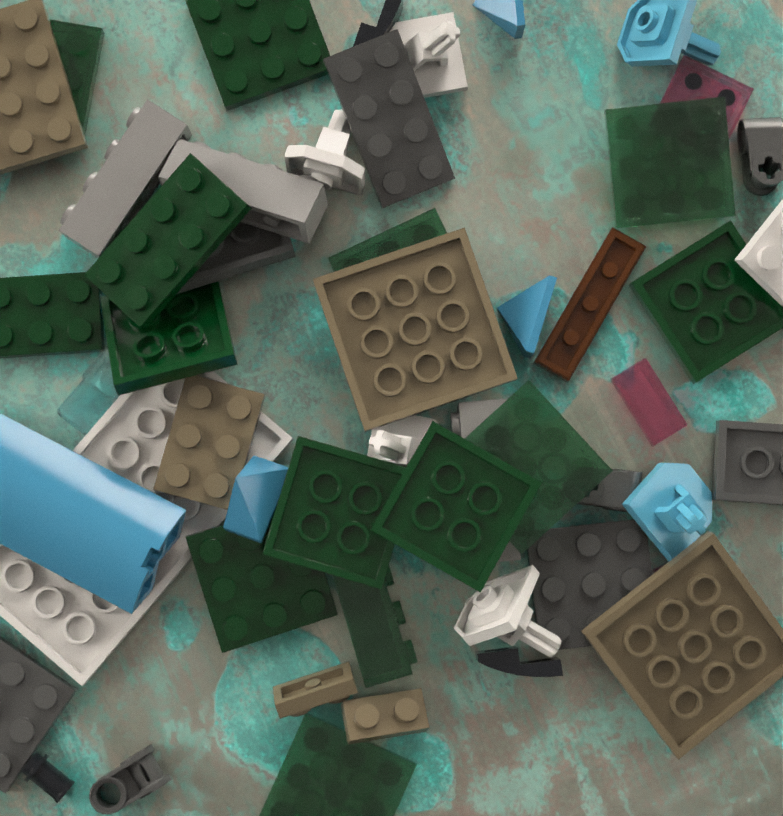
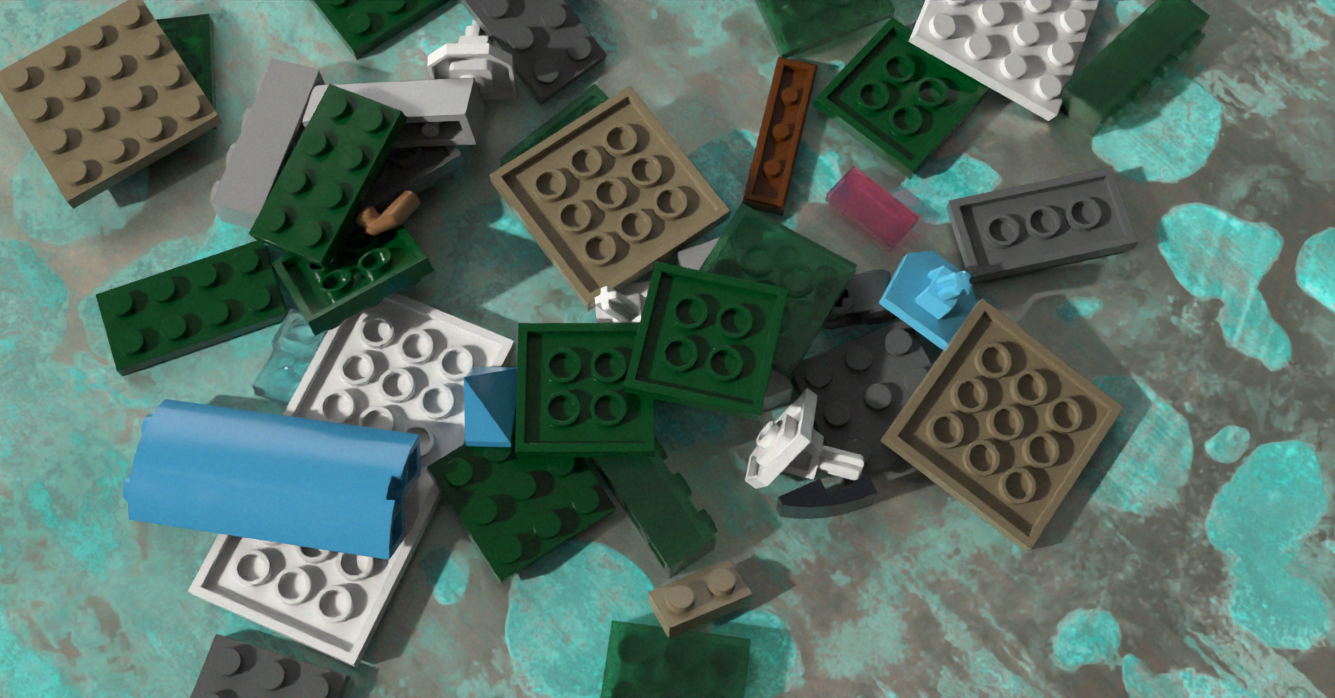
camera: 15 degrees left, 15 degrees down
(209, 441) = (424, 365): dark tan plate -> none
(212, 296) = (391, 218): none -> medium nougat arm
(322, 687) = (600, 605): dark tan plate -> none
(526, 314) = (720, 158): dark azure slope -> none

